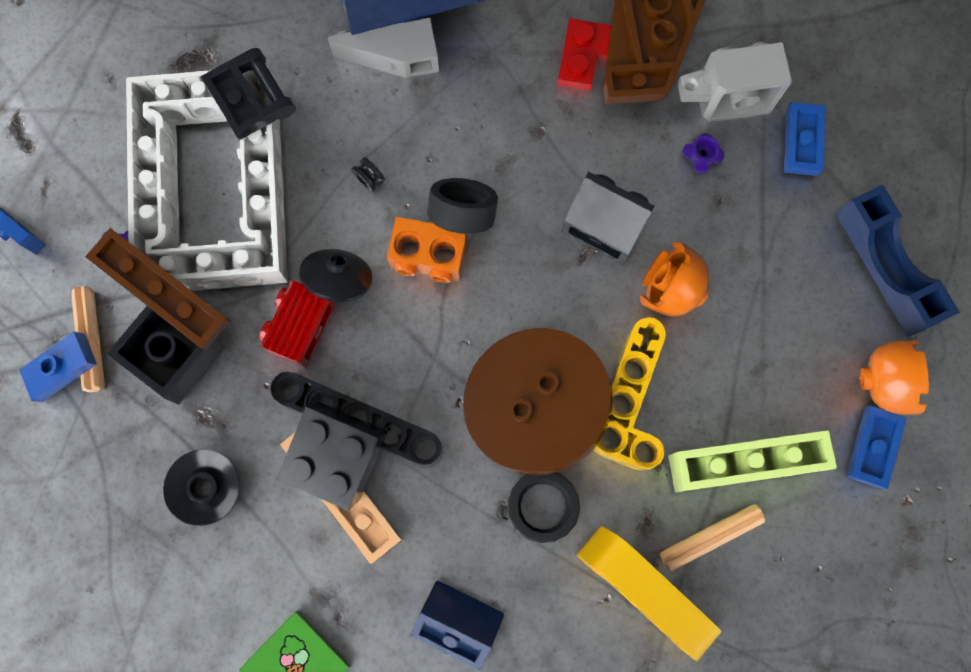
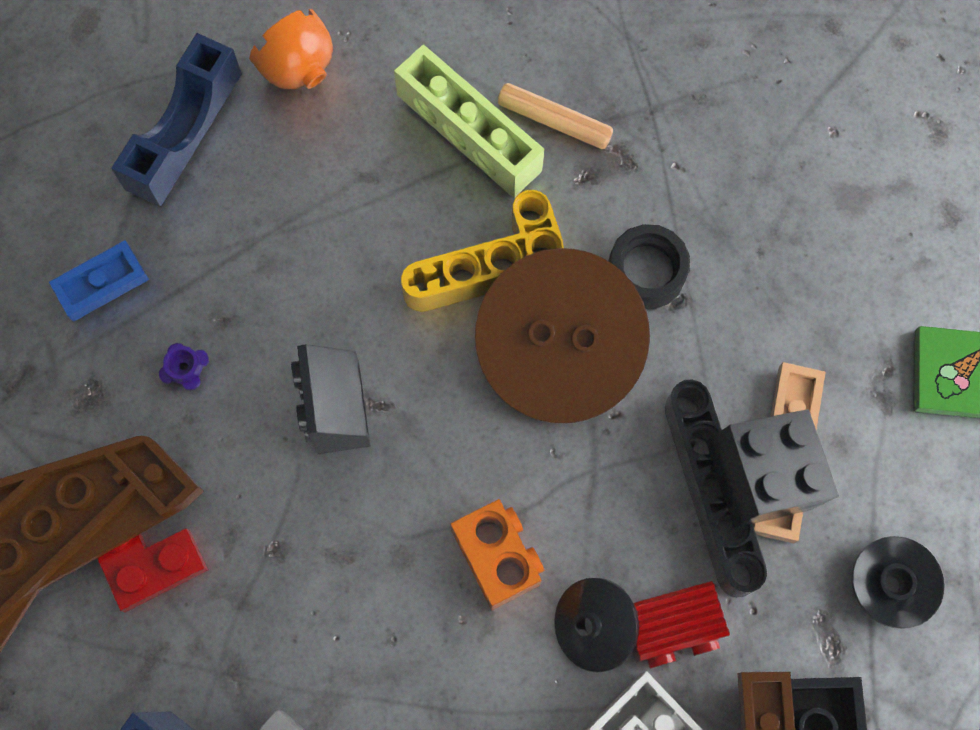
camera: 130 degrees left, 5 degrees down
(368, 174) = (463, 683): black bush -> none
(457, 625) = (804, 264): dark blue panel -> none
(462, 205) = (452, 545): black tyre -> none
(649, 592) = (648, 134): yellow beam -> none
(676, 282) = (347, 295): orange cylinder -> none
(738, 81) = (83, 374): light grey hinge -> none
(876, 447) = (370, 37): blue plate -> none

